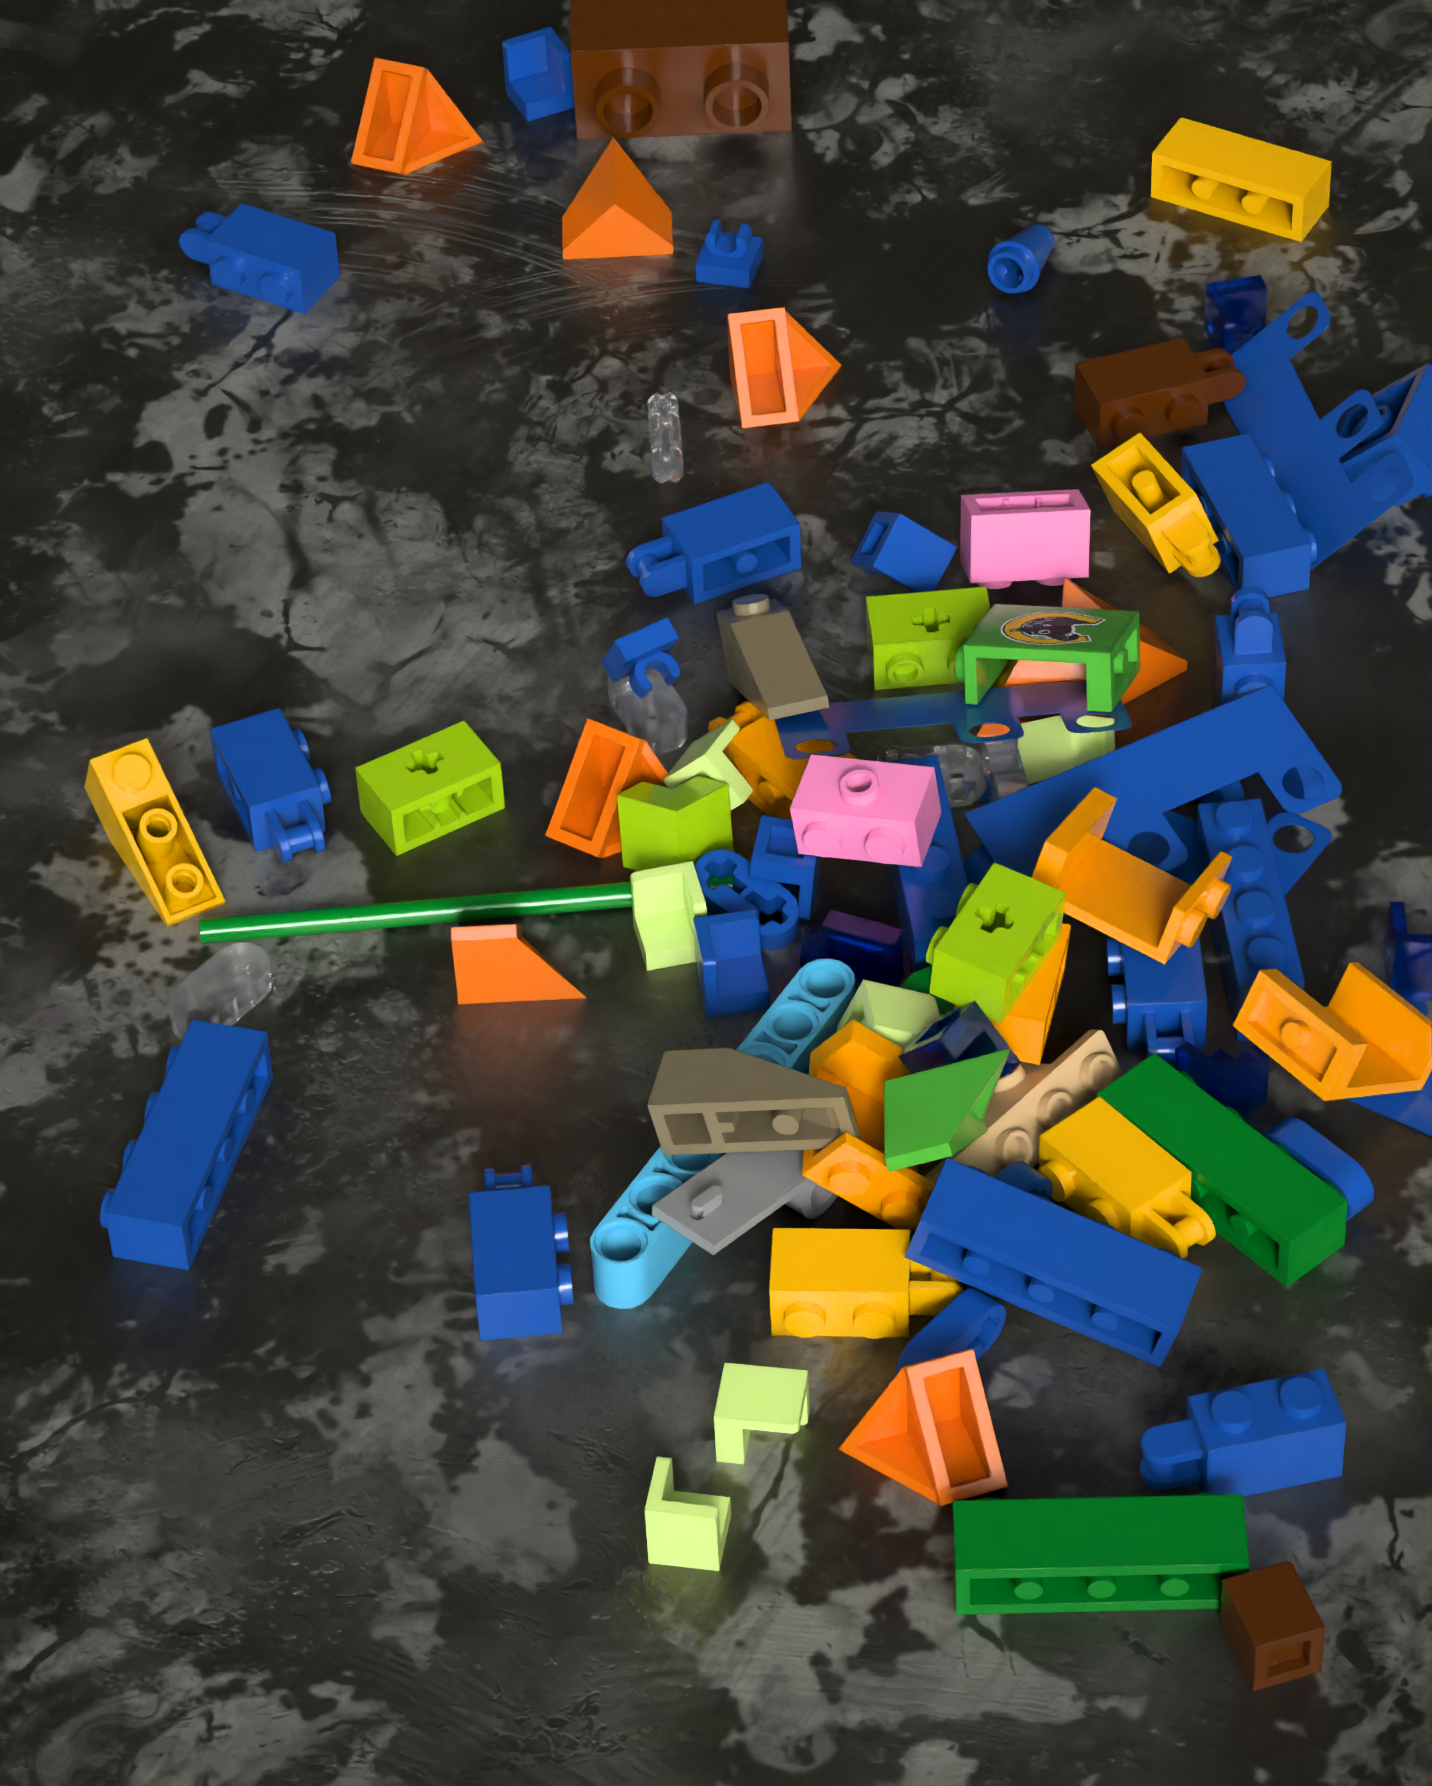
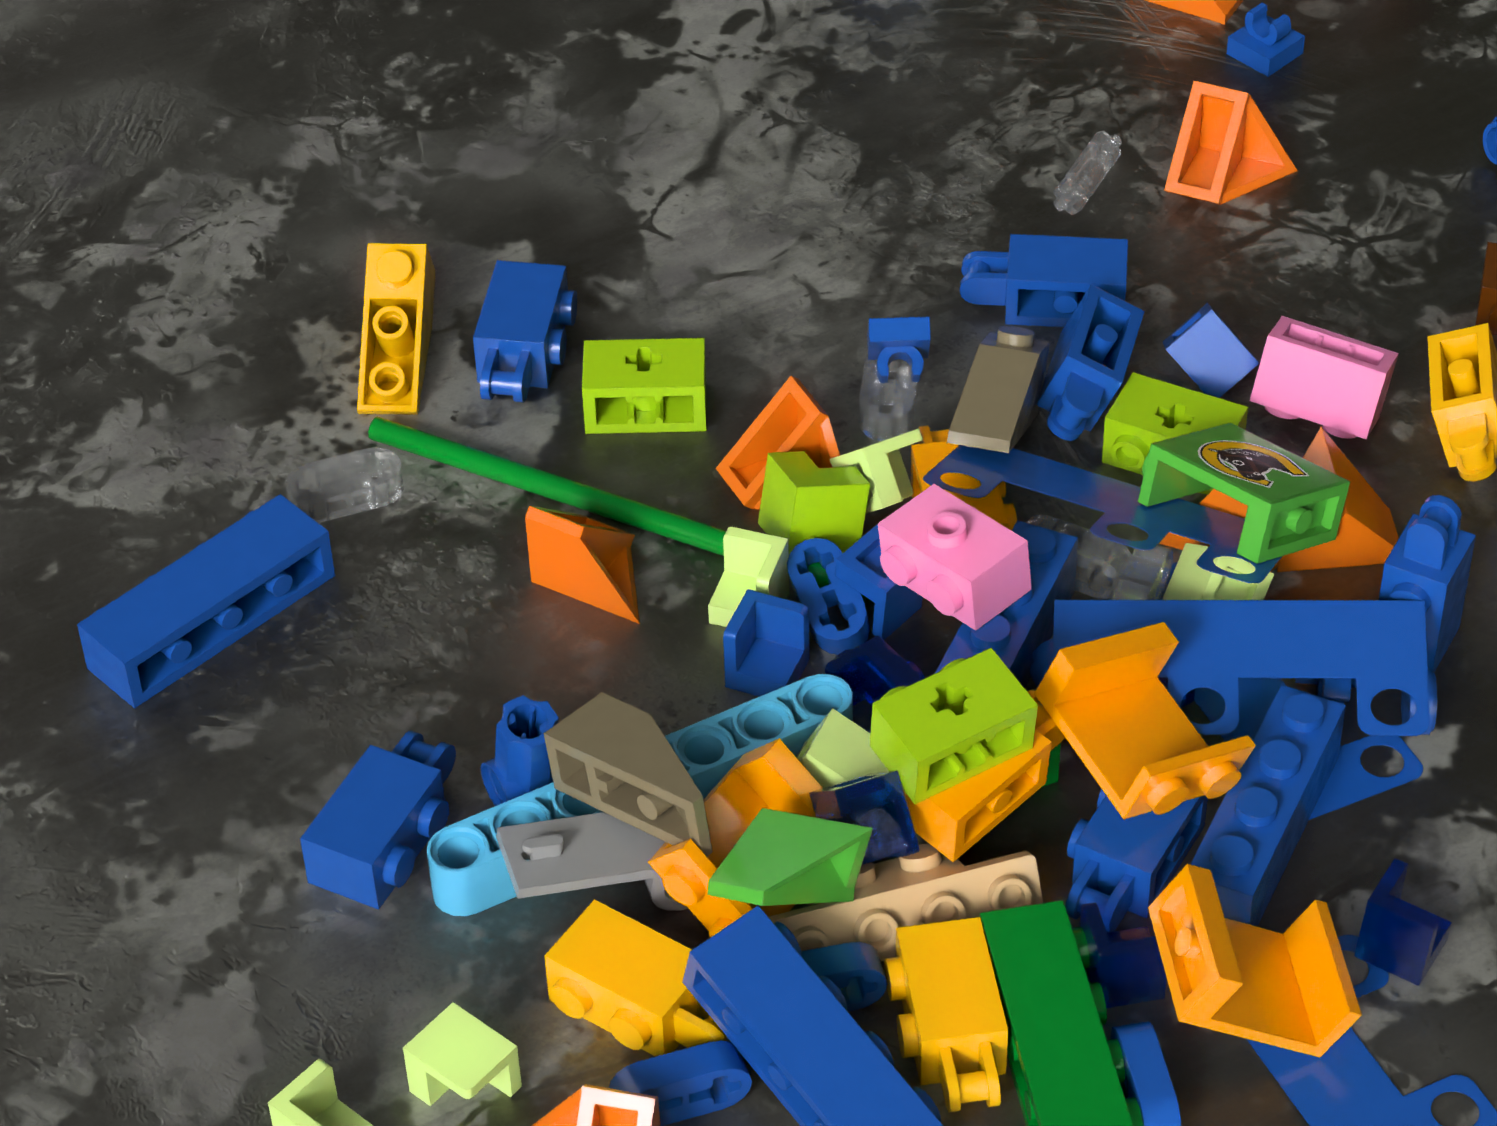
camera: 30 degrees right, 0 degrees up
(612, 1143) = (520, 750): none -> blue piece
(823, 598) = (1089, 362): none -> blue brick

